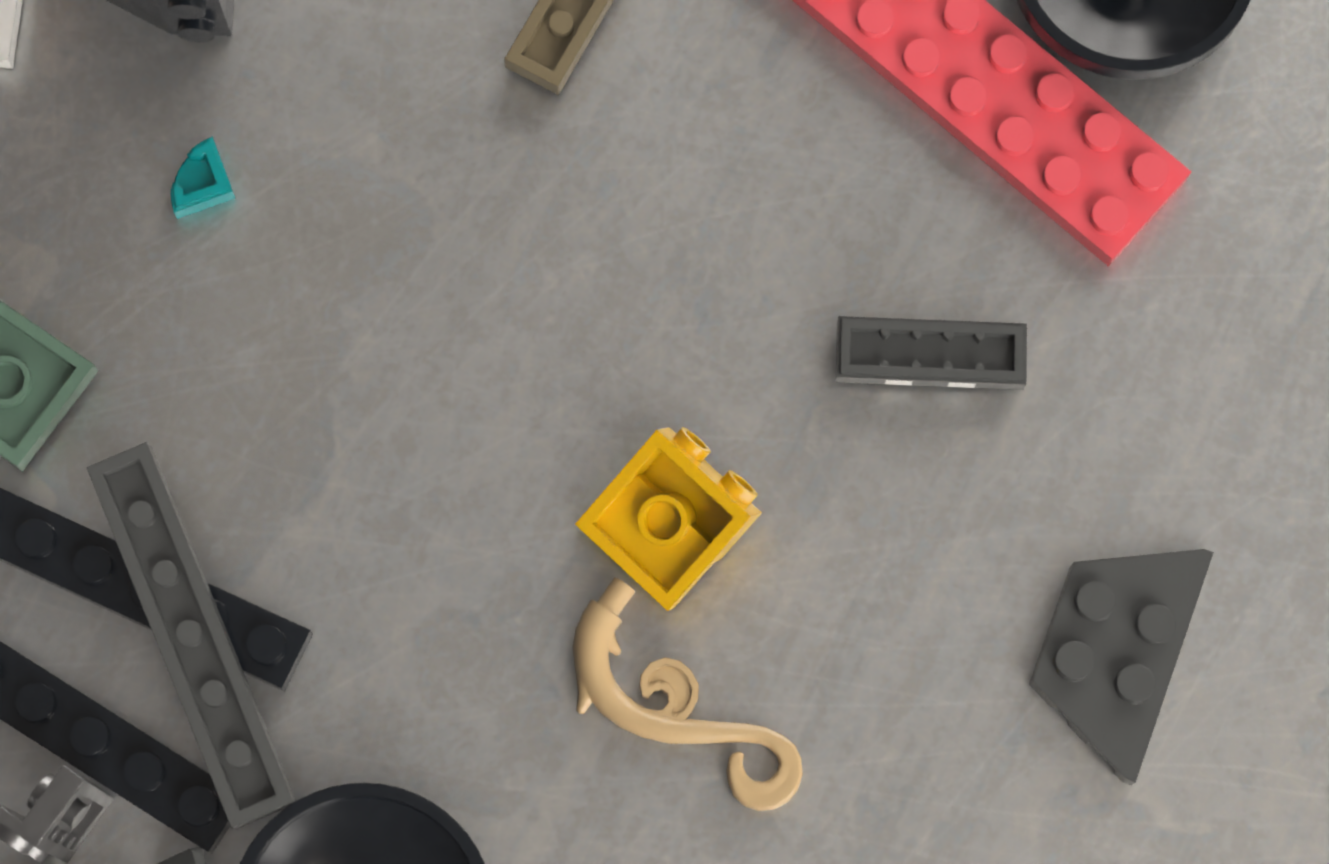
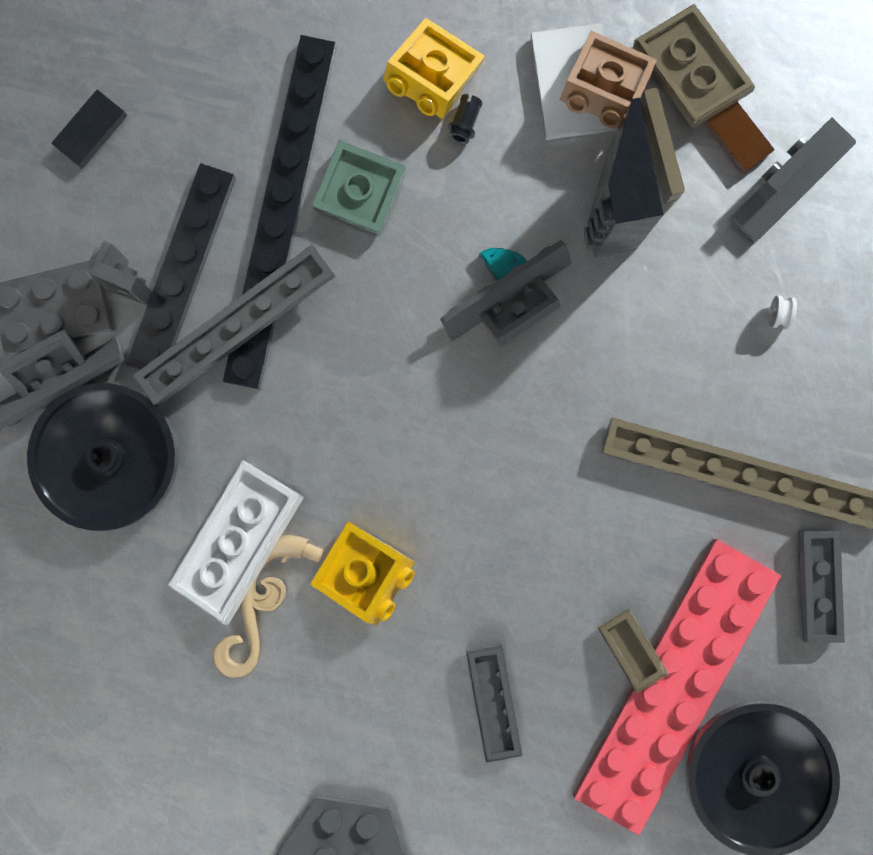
camera: 85 degrees right, 10 degrees up
(272, 173) = (512, 301): none -> dark grey bracket
(566, 723) = (235, 542): none -> white tile
(891, 112) = (633, 651): none -> dark tan tile

